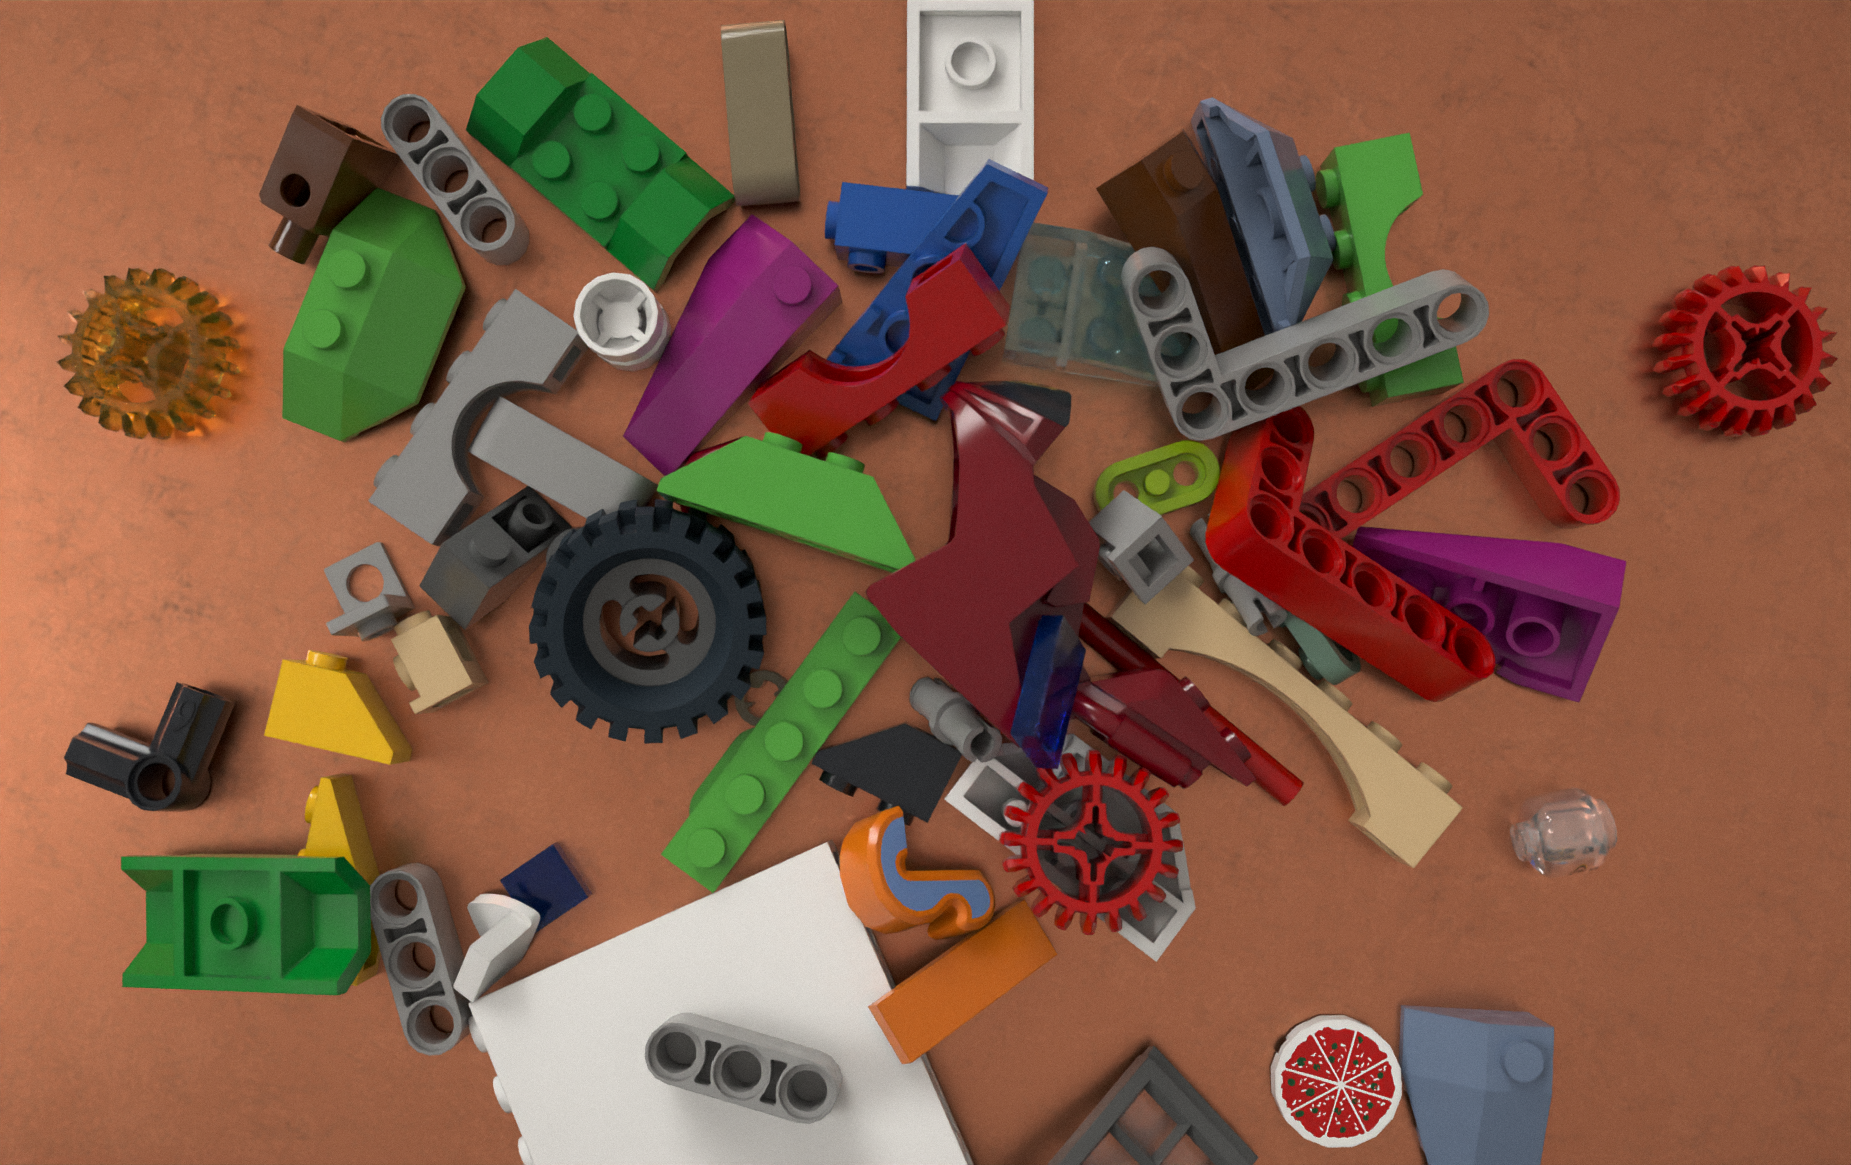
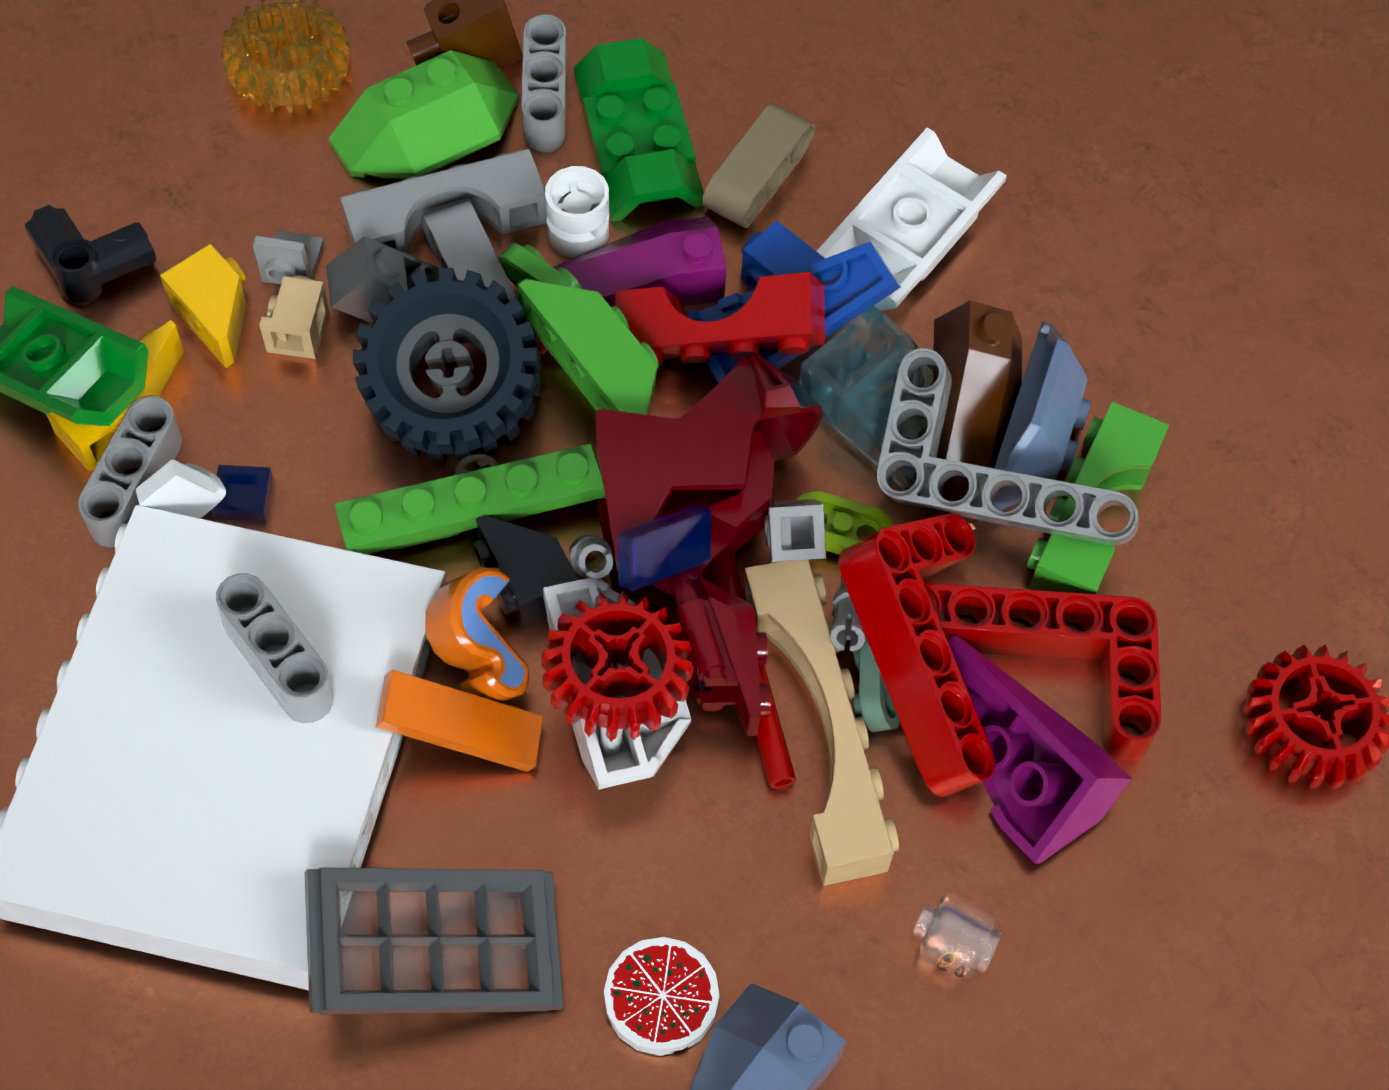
camera: 30 degrees right, 25 degrees down
(626, 432) = (528, 263): none -> bright green plate

